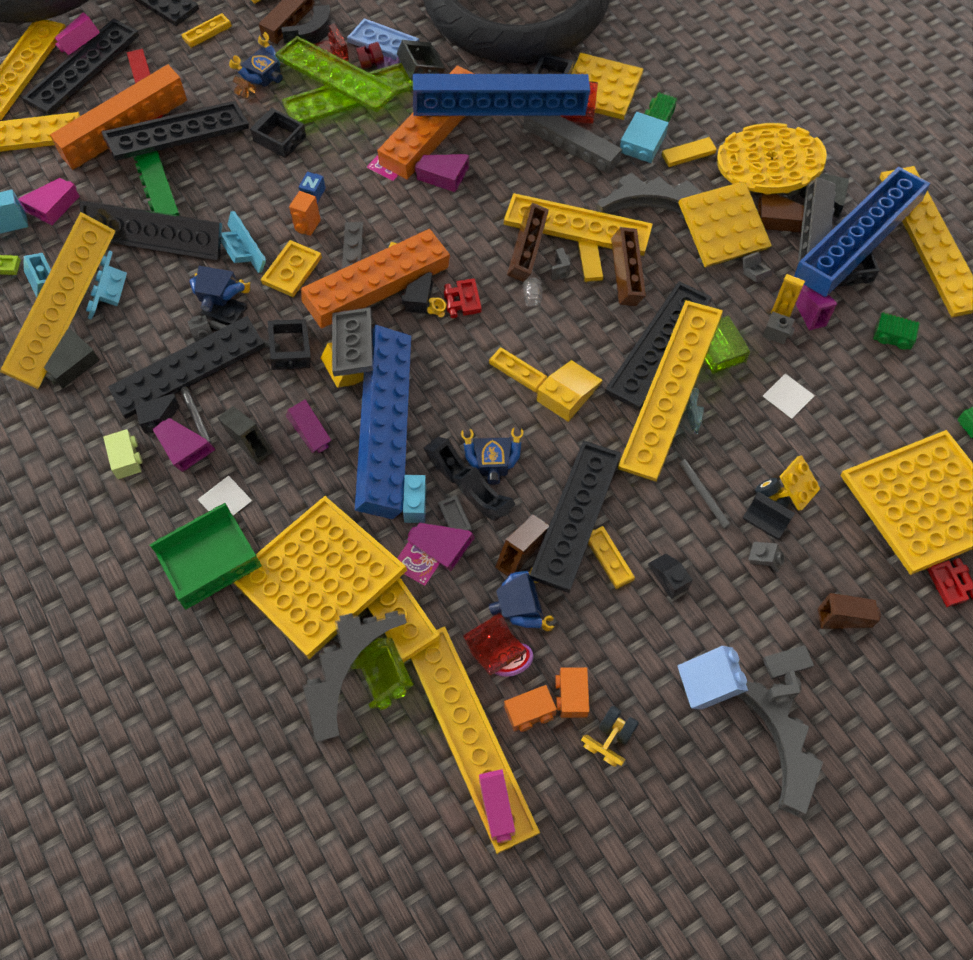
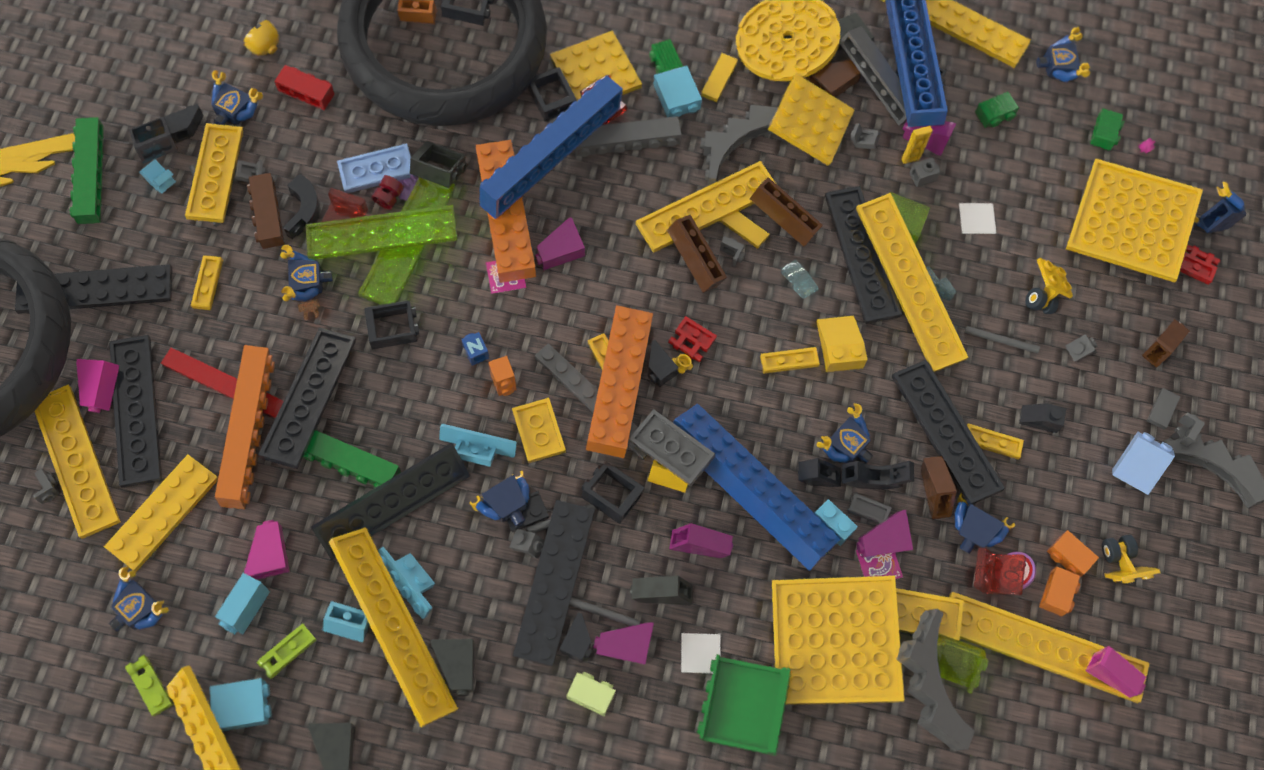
camera: 50 degrees left, 5 degrees up
(532, 292) = (736, 289): clear brick -> none
(589, 322) = (800, 279): none -> clear light blue slope
(768, 516) = (1055, 319): black panel -> none

